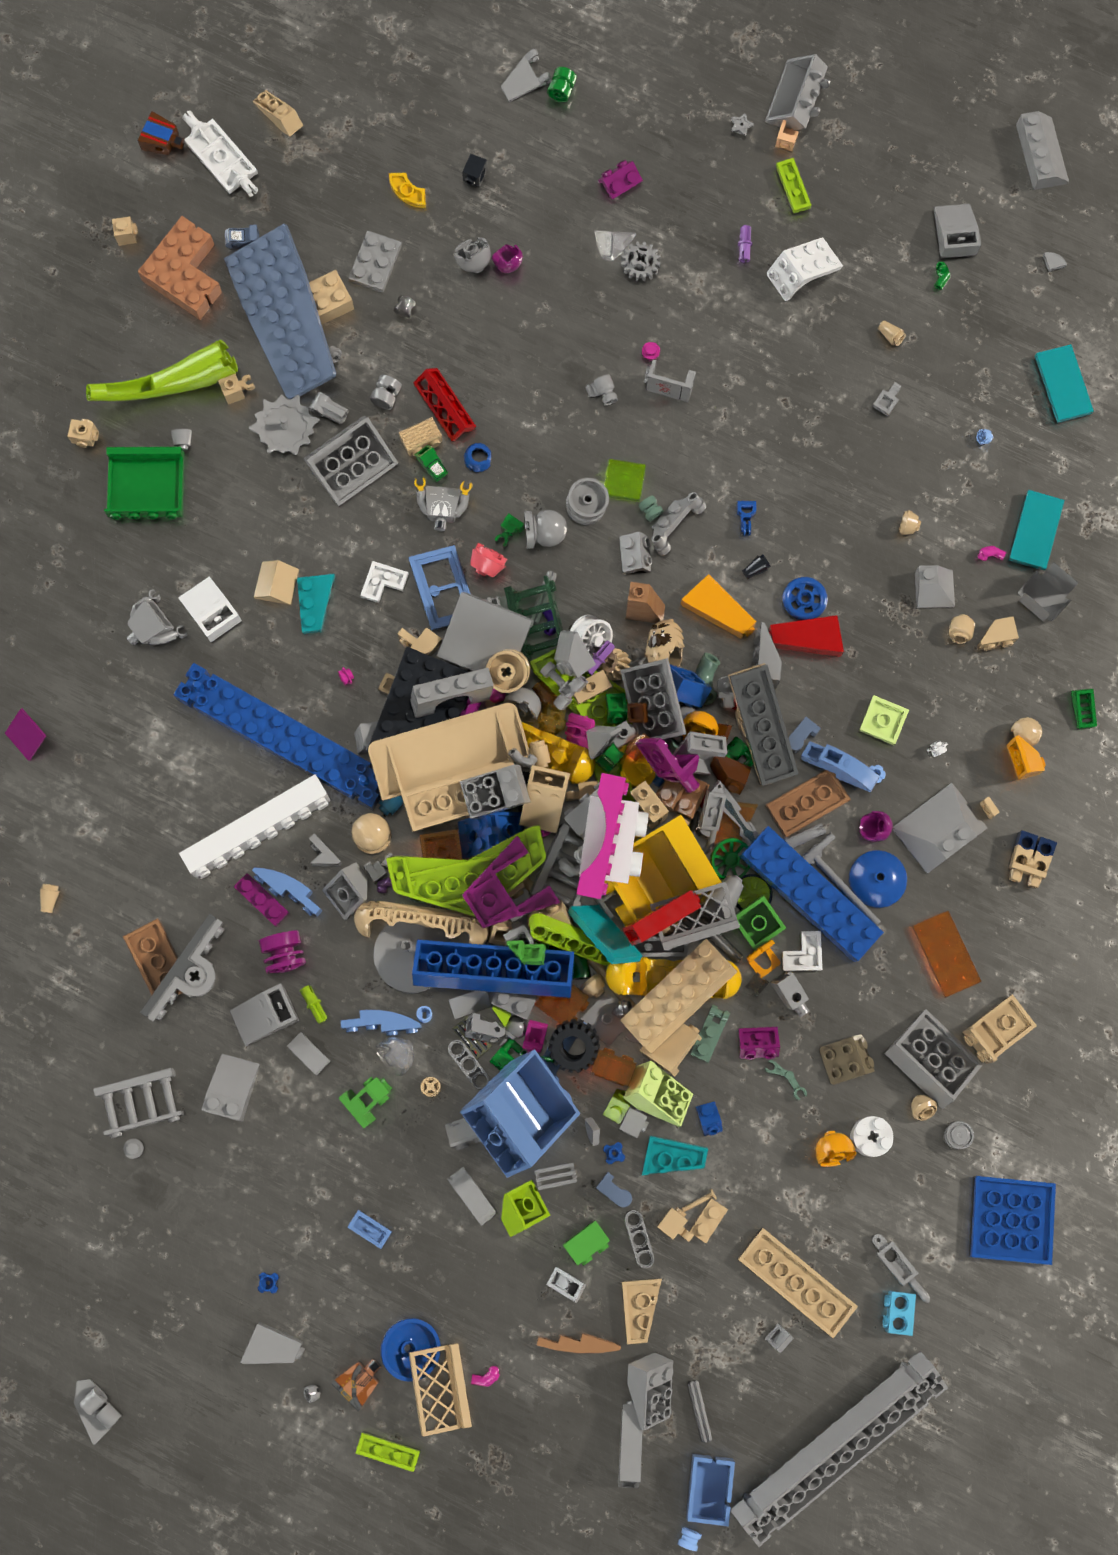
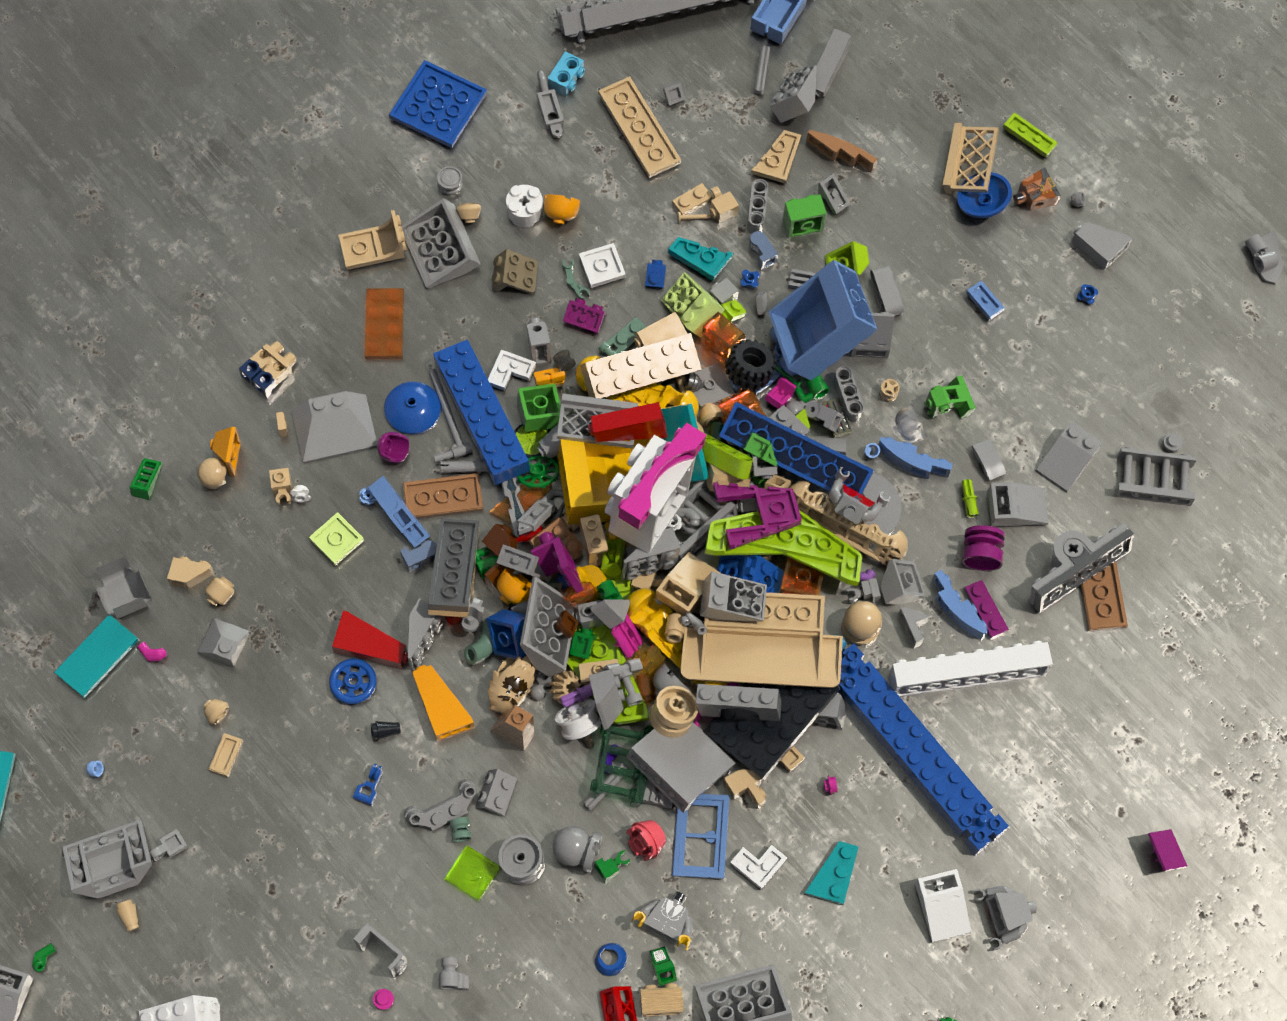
camera: 160 degrees left, 10 degrees down
(48, 897) = (1187, 689): tan cone -> none
(276, 582) = (867, 908): tan slope -> none
(419, 930) = (853, 504): none -> light grey torso
(488, 1379) = (928, 155): dark pink arm -> none
(766, 1104) = (602, 265): none -> white plate
(881, 493) = (225, 755): none -> tan tile
(932, 366) = (108, 861): none -> light grey slope
(960, 749) = (281, 484): none -> tan brick

